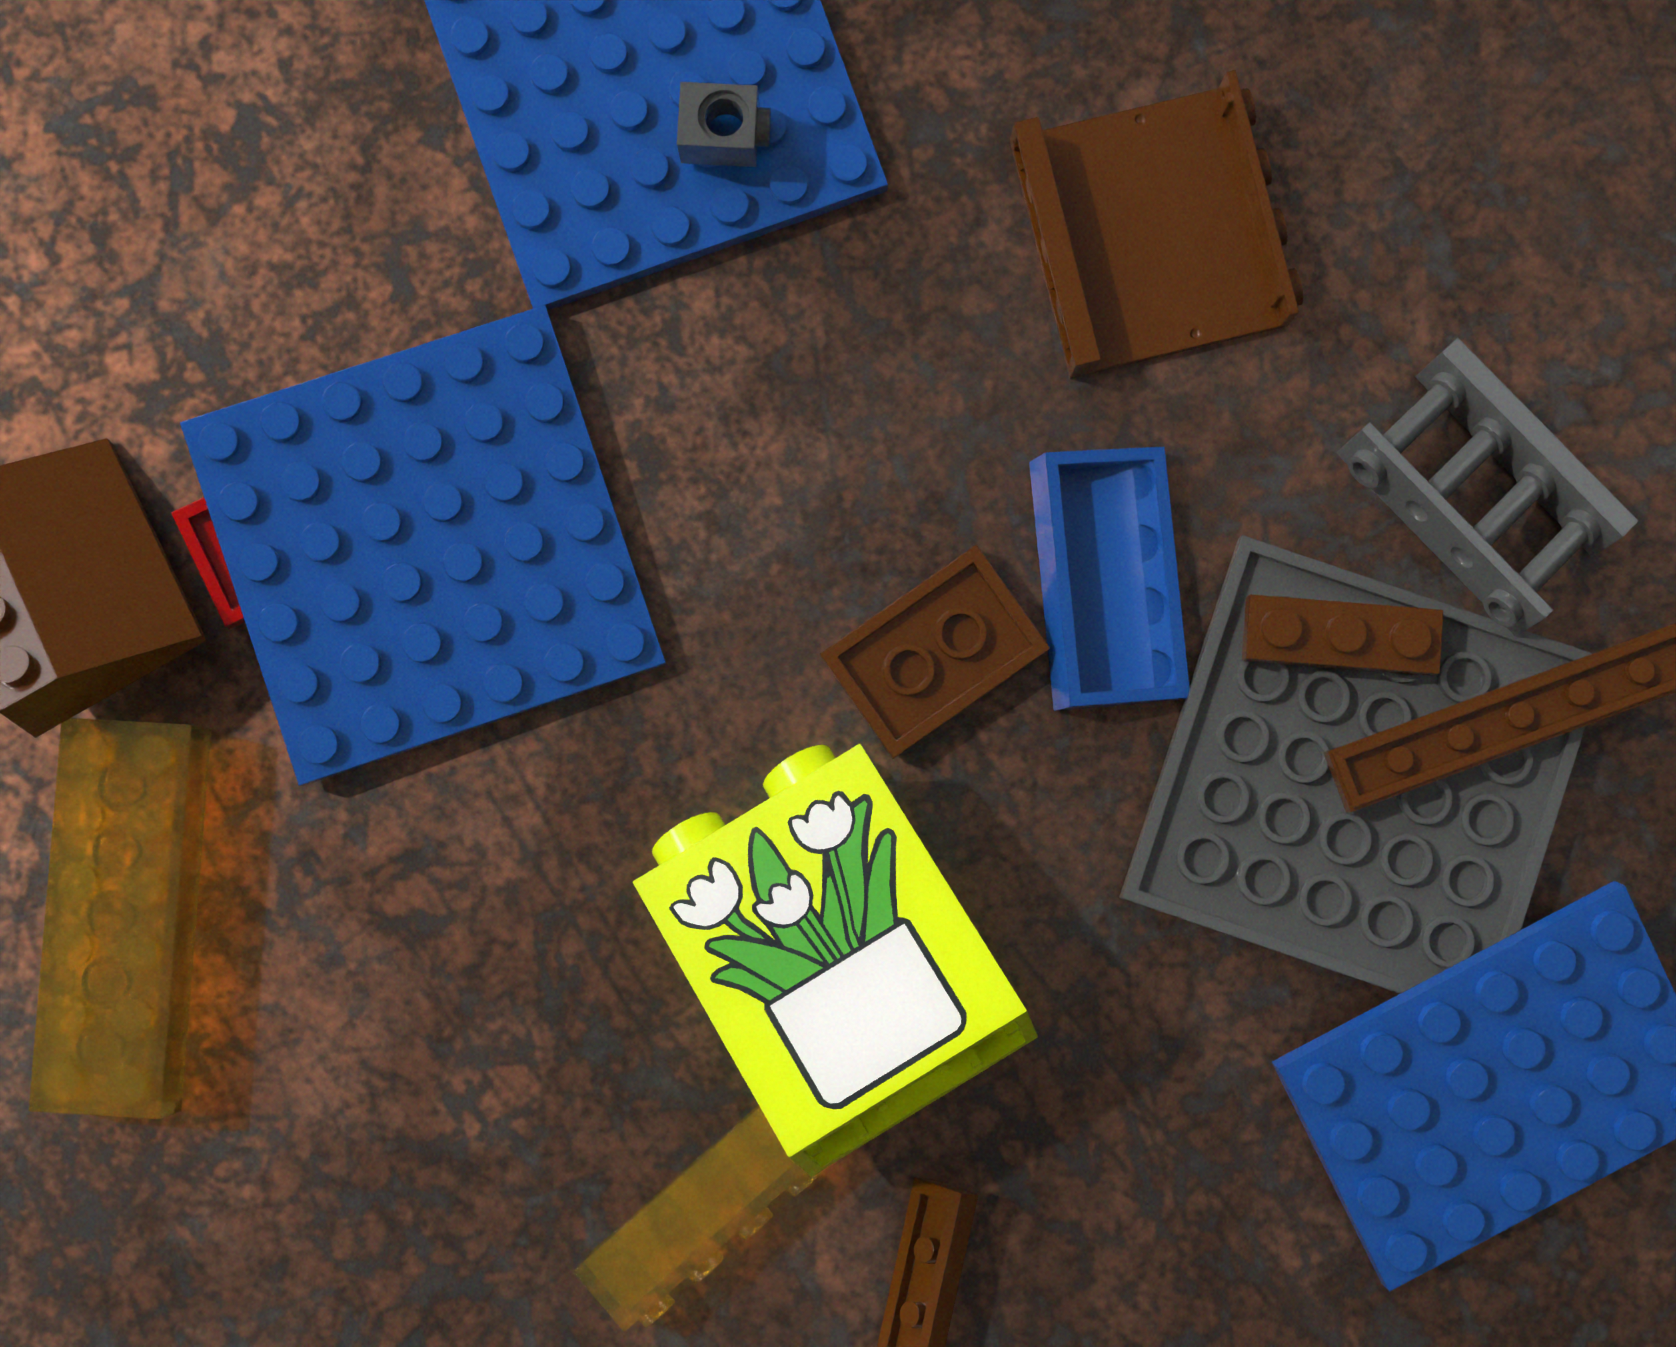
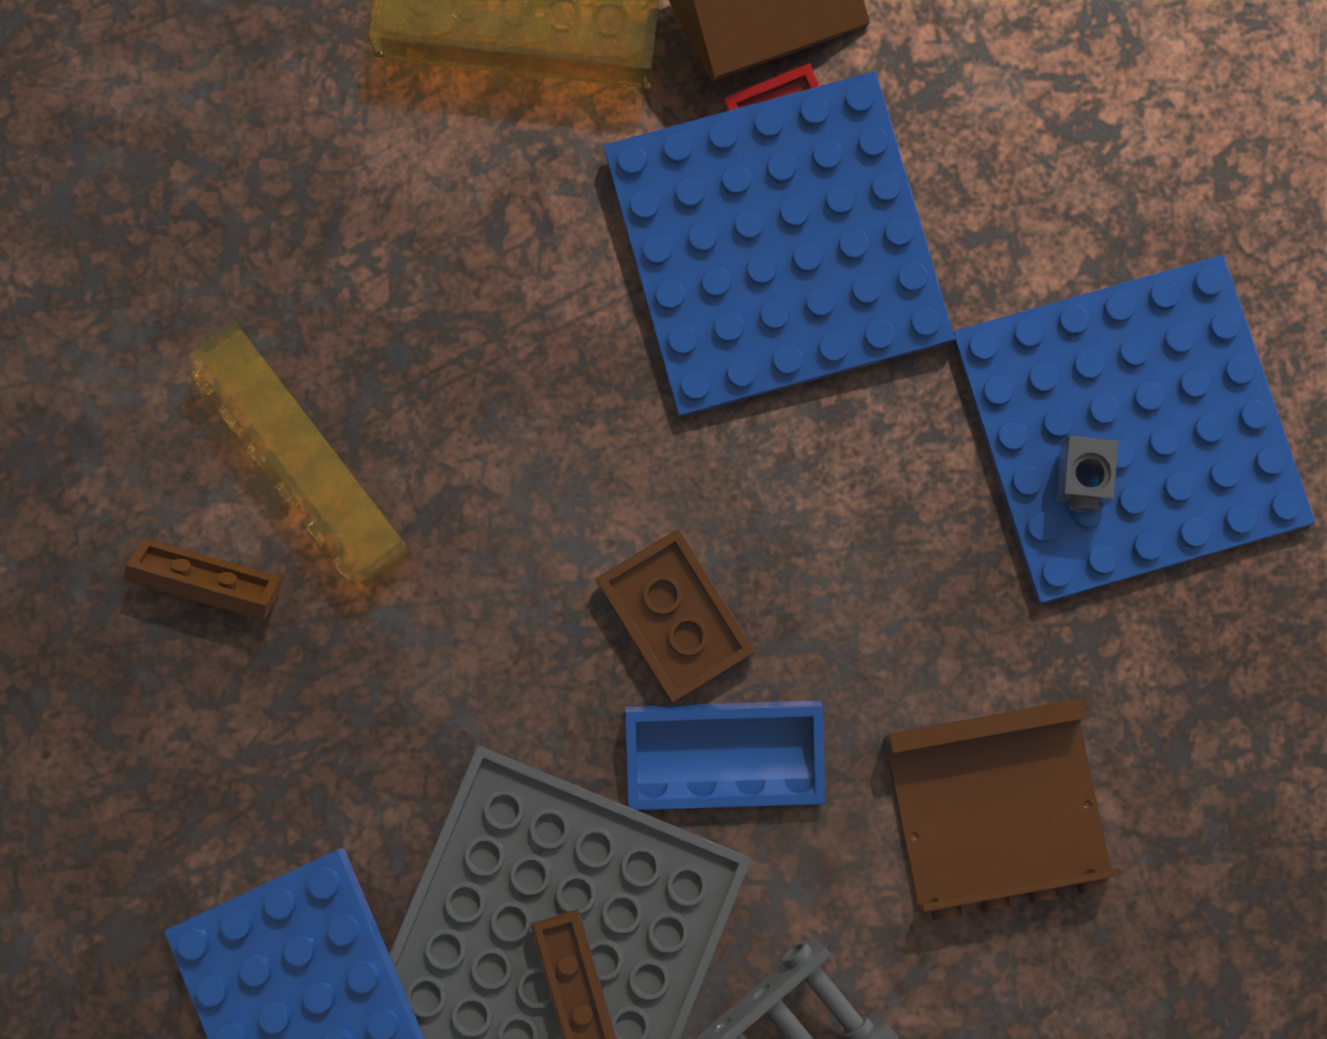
camera: 90 degrees right, 5 degrees down
(831, 955) = (447, 515): brick -> none
(1342, 635) = (668, 929): reddish brown plate -> none

